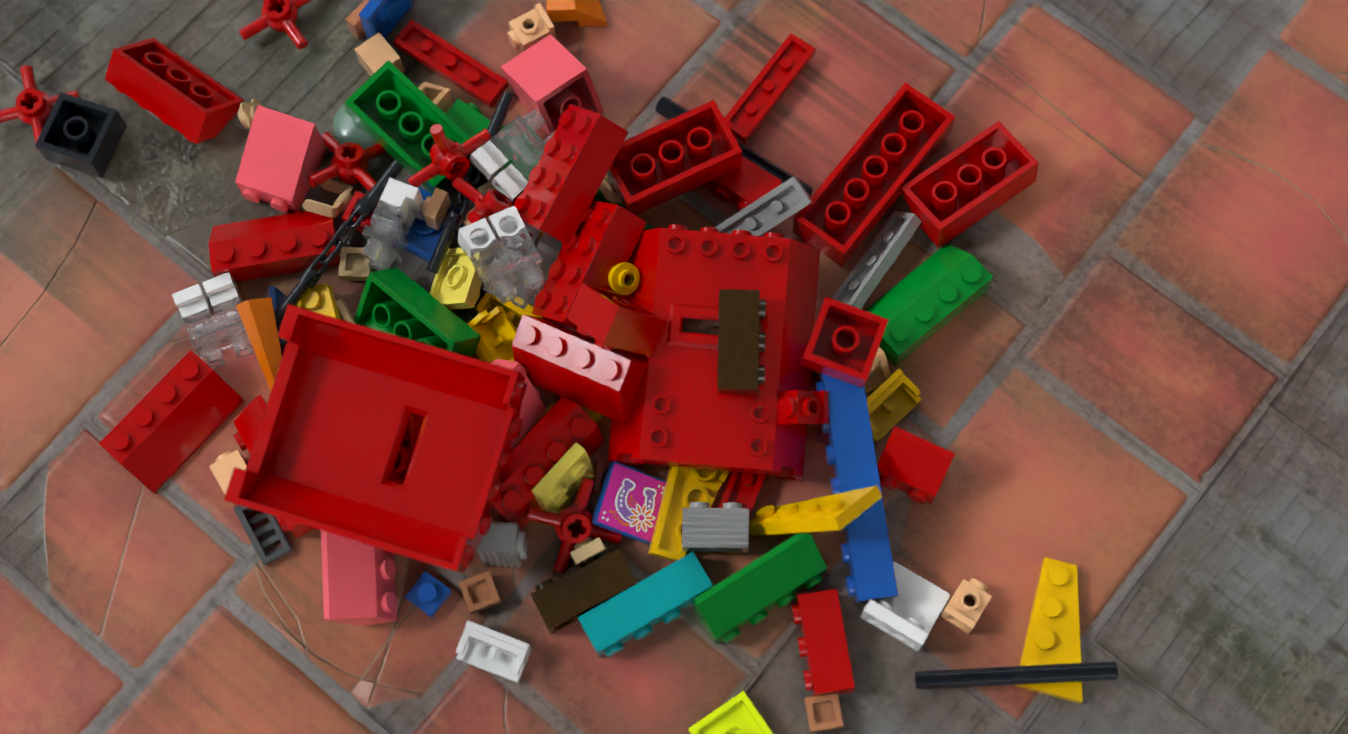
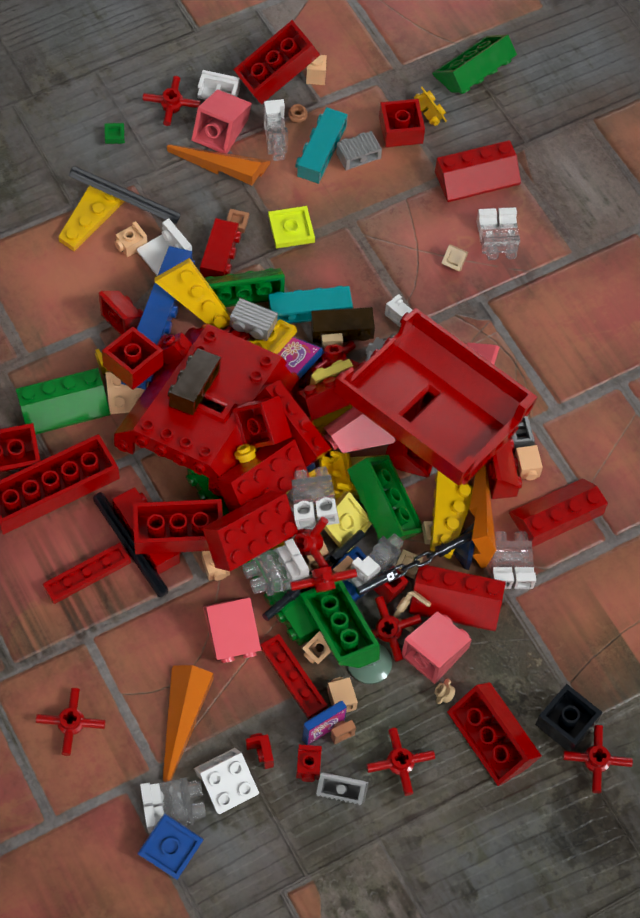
camera: 165 degrees left, 10 degrees down
(530, 28) = (227, 683): light nougat brick -> none
(769, 209) = (145, 479): light grey plate -> none
(877, 259) = (100, 423): light grey plate -> none

